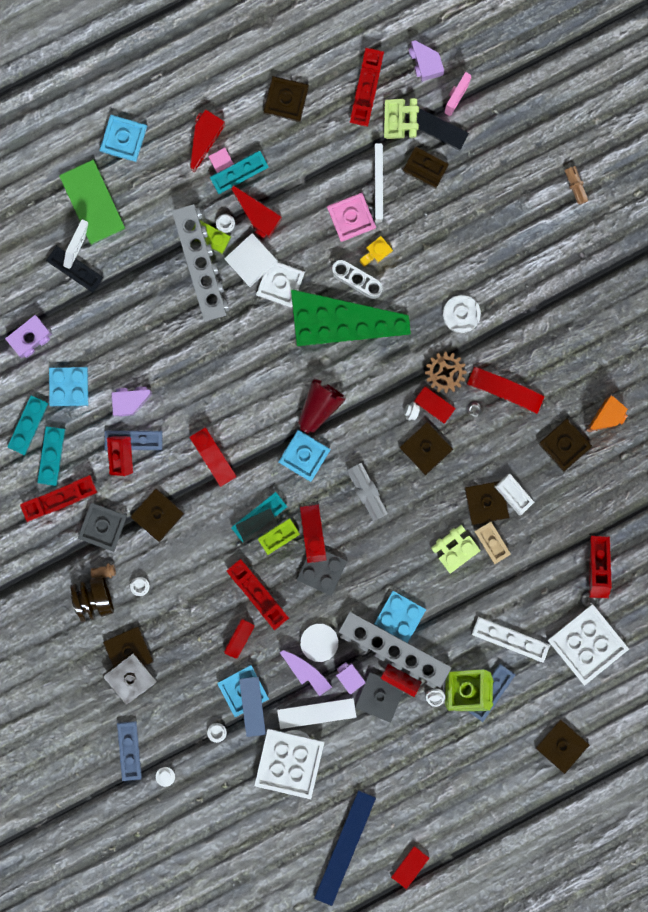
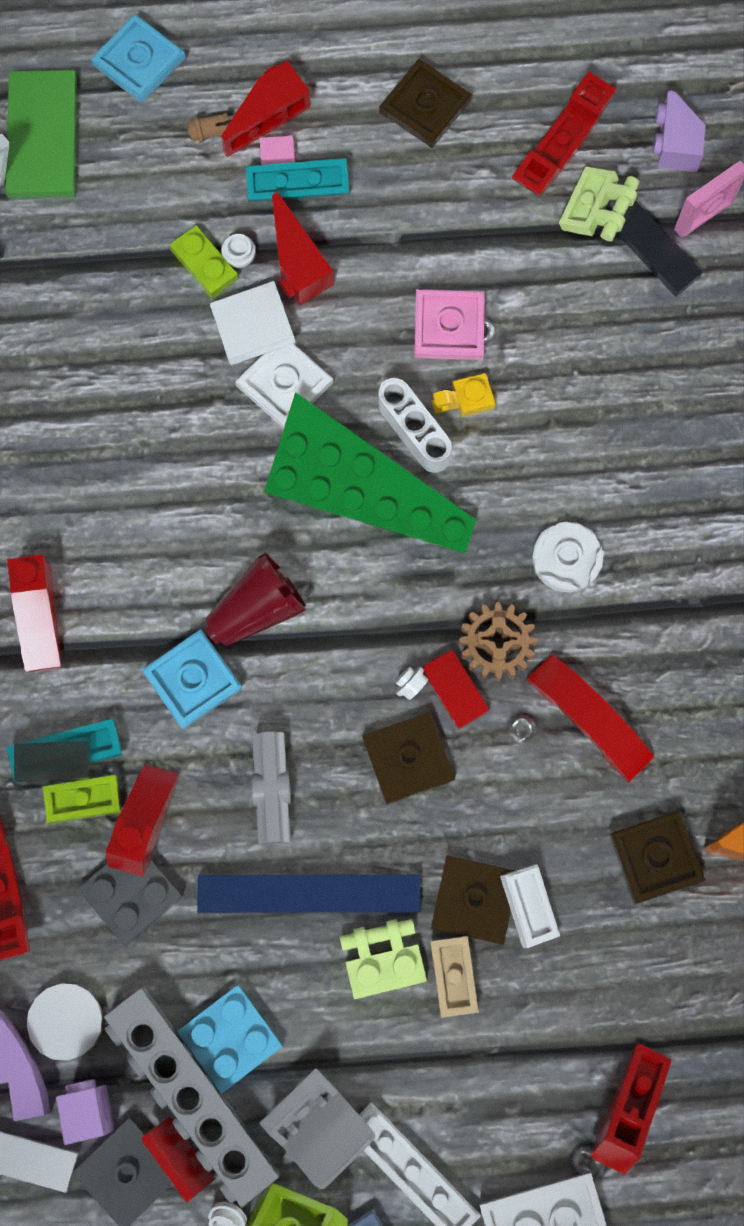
camera: 25 degrees right, 10 degrees down
(175, 164) = (206, 127): none -> medium nougat pin
(181, 217) = (168, 203): light grey brick -> none
(378, 183) = (518, 288): white tile -> none
(407, 534) = (308, 894): none -> dark blue tile
(425, 167) = (607, 297): dark brown plate -> none
(460, 638) = (318, 1129): none -> light grey bracket

